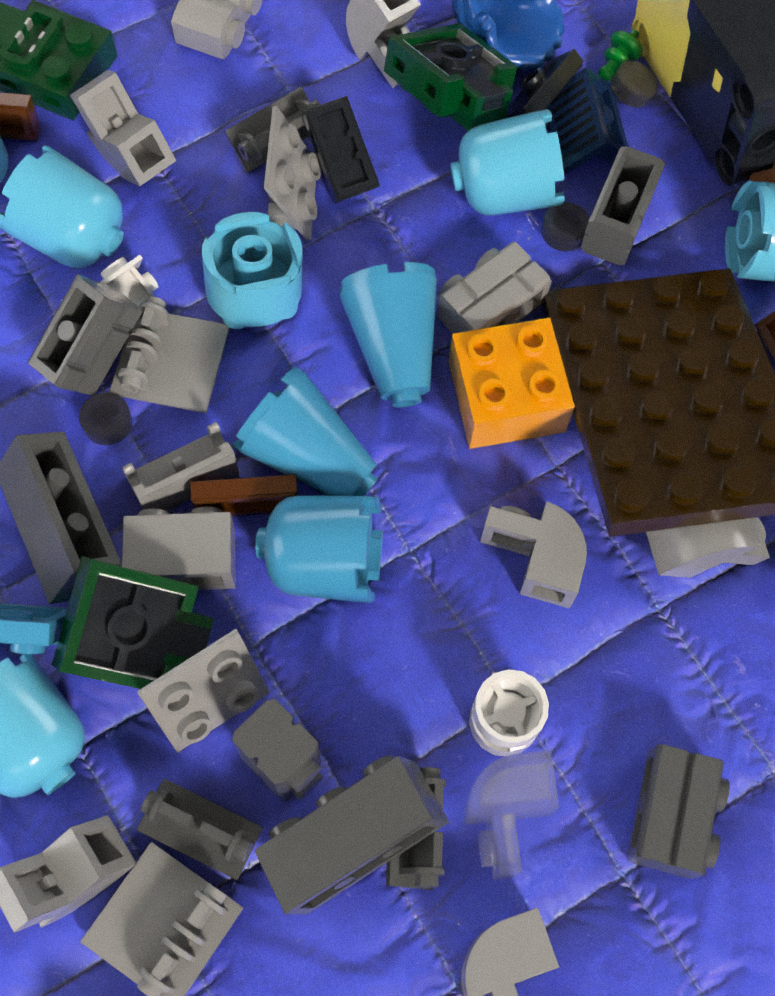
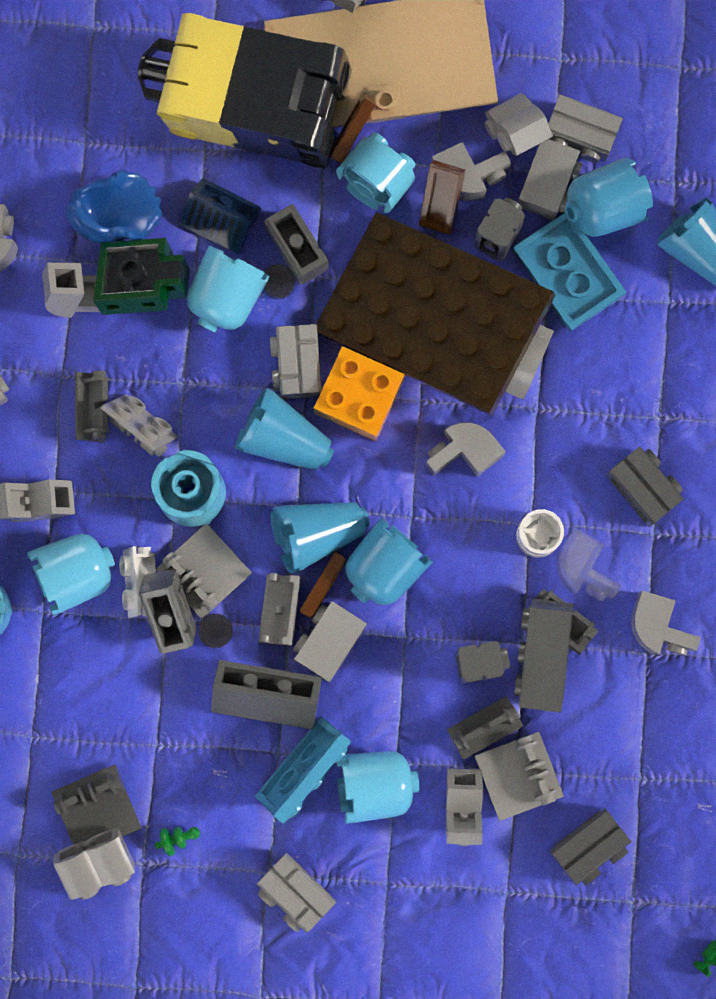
camera: 50 degrees left, 15 degrees up
(128, 625) = (363, 694): piece -> none
(204, 691) = (422, 691): light grey hinge -> none
(340, 149) = (137, 379): black plate -> none
(545, 83) = (179, 225): black plate -> none
(624, 48) = (185, 157): green hair -> none
(634, 84) = (212, 164): clear smoke tile -> none

